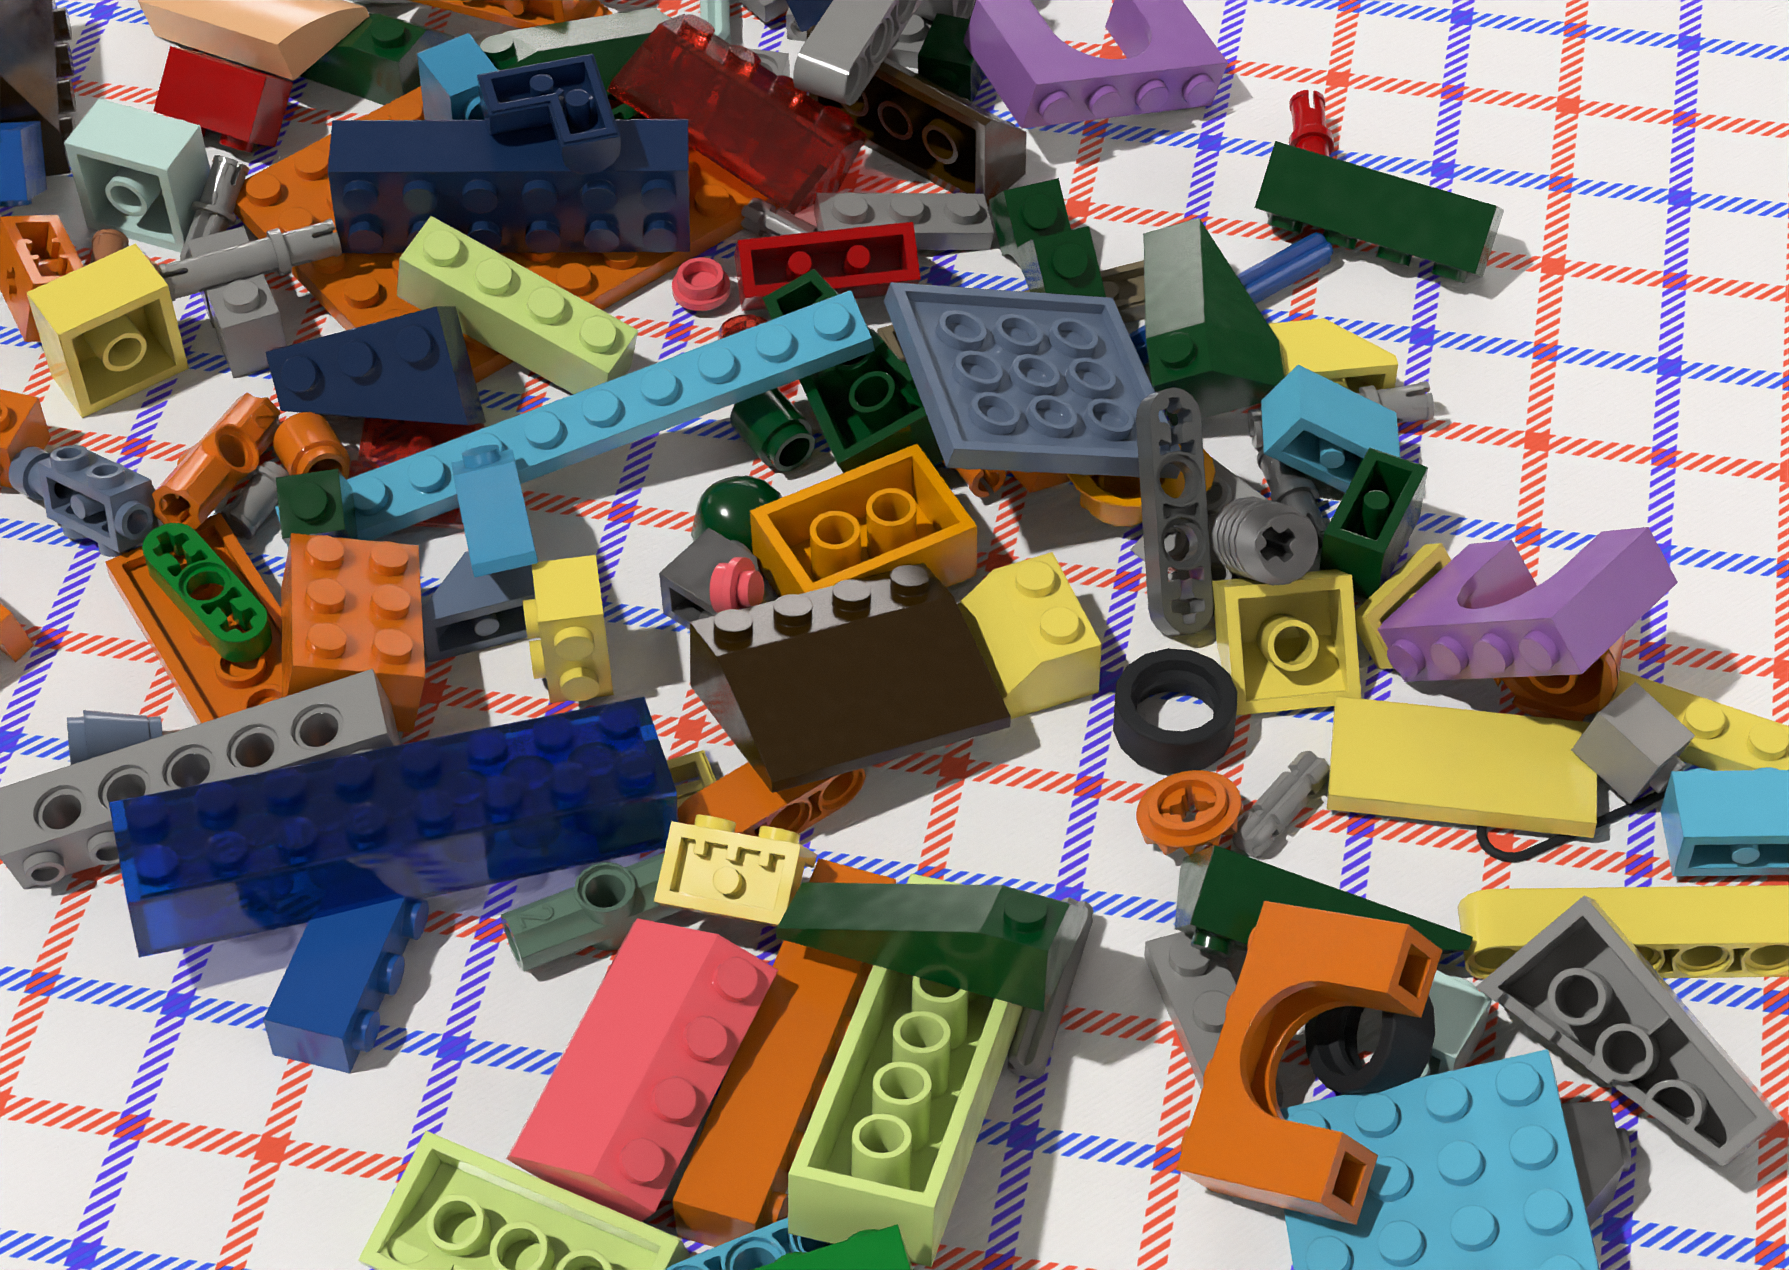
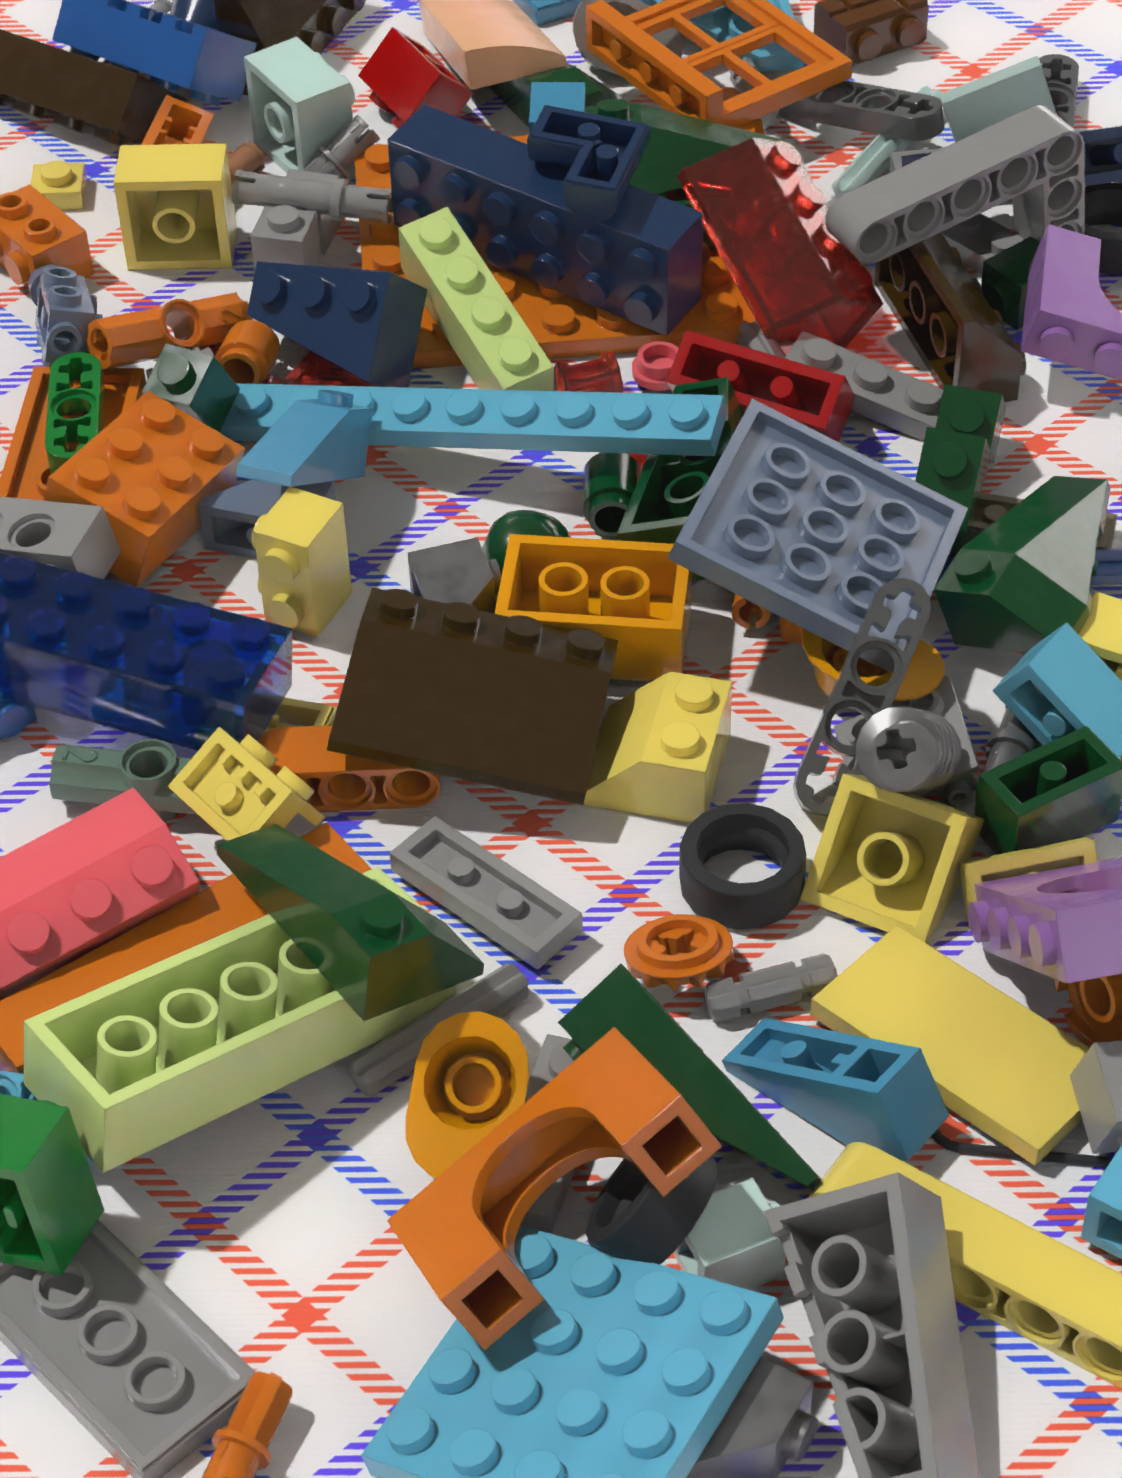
camera: 35 degrees right, 5 degrees down
(658, 325) = (590, 376): none -> clear red bush
(736, 585) = (442, 580): coral plate -> none
(985, 847) = (486, 892): none -> light grey plate
(1149, 1029) = (463, 1087): none -> light orange piece
(1412, 851) = (844, 1084): none -> dark azure slope

